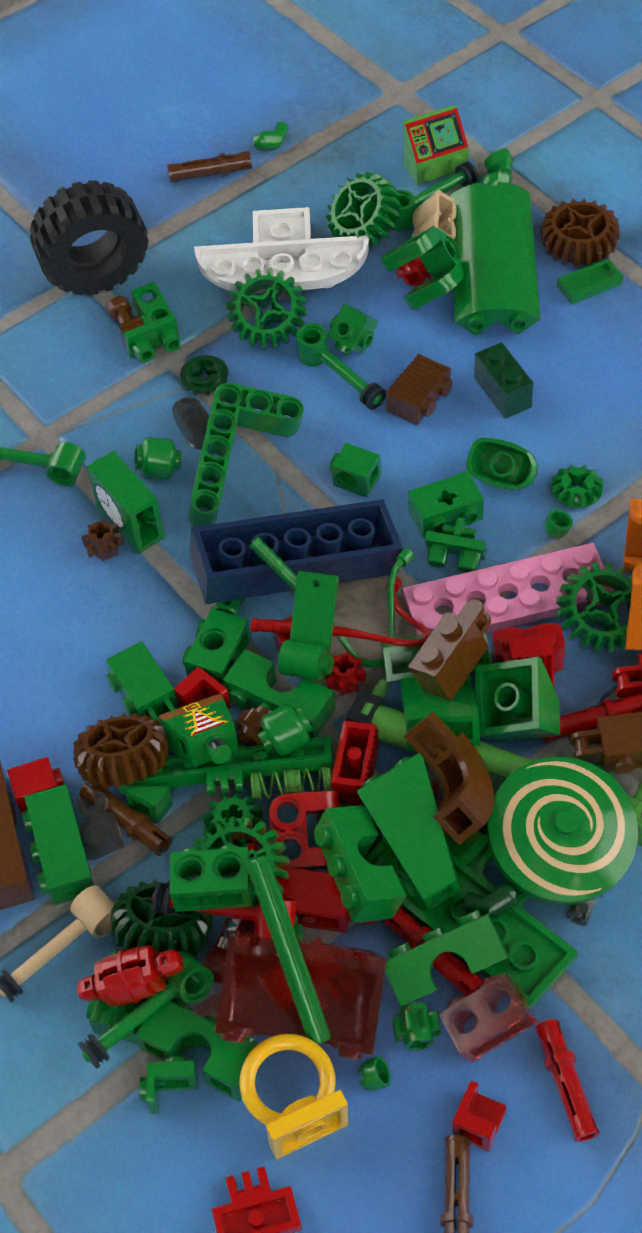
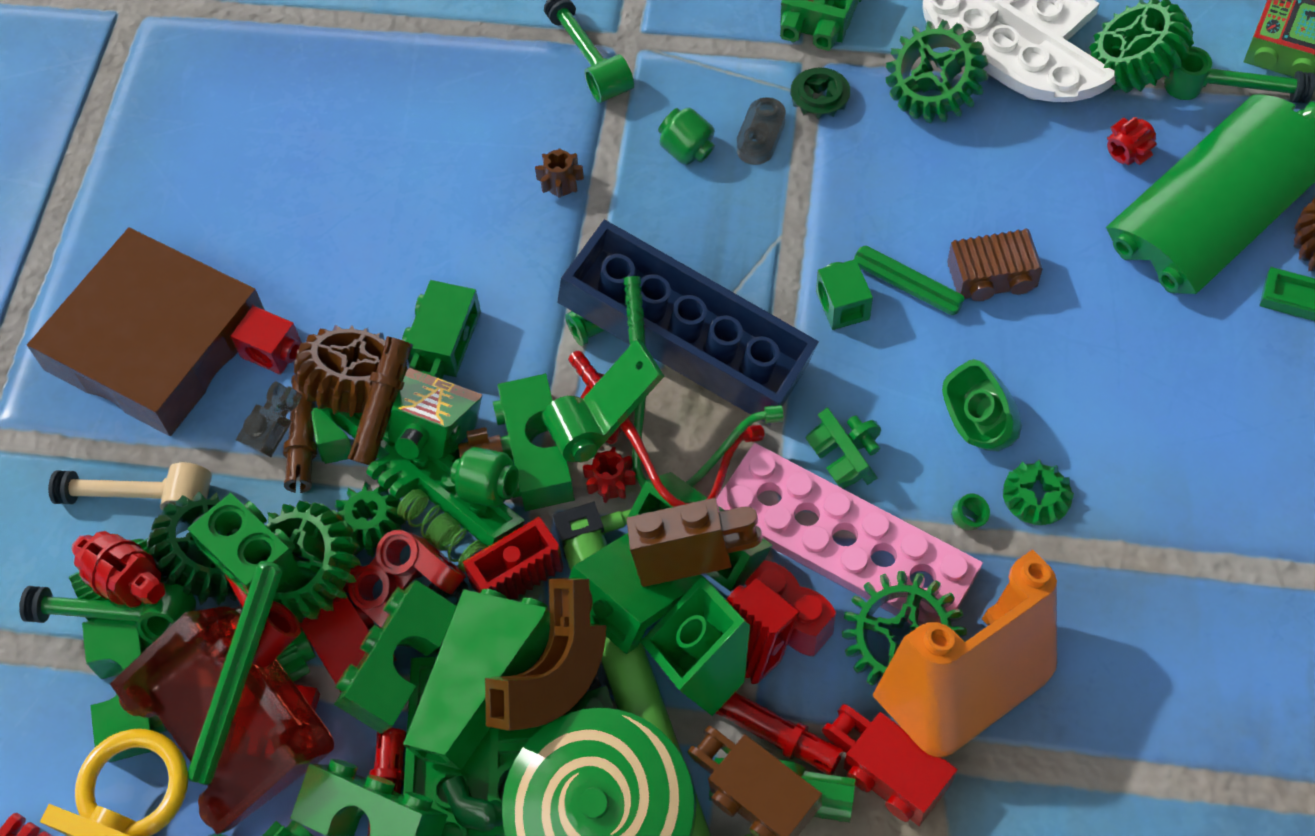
camera: 45 degrees right, 5 degrees up
(57, 844) = (214, 418): green brick -> none
(126, 501) = (606, 152): green brick -> none
(171, 1075) = (61, 676): green bracket -> none
(175, 747) = (382, 394): none -> reddish brown pin
(197, 687) = (479, 375): red panel -> none
(219, 631) = (546, 333): green brick -> none
(220, 442) = (756, 169): green beam -> none
(314, 351) = (944, 149): green piece -> none
(352, 330) = (996, 155): green brick -> none
(381, 434) = (909, 280): none -> green axle
(436, 211) = (1200, 112): tan brick -> none
(440, 257) = (1159, 146): green piece -> none
(445, 502) = (887, 396): green brick -> none
(503, 380) = (1085, 324): dark green brick -> none

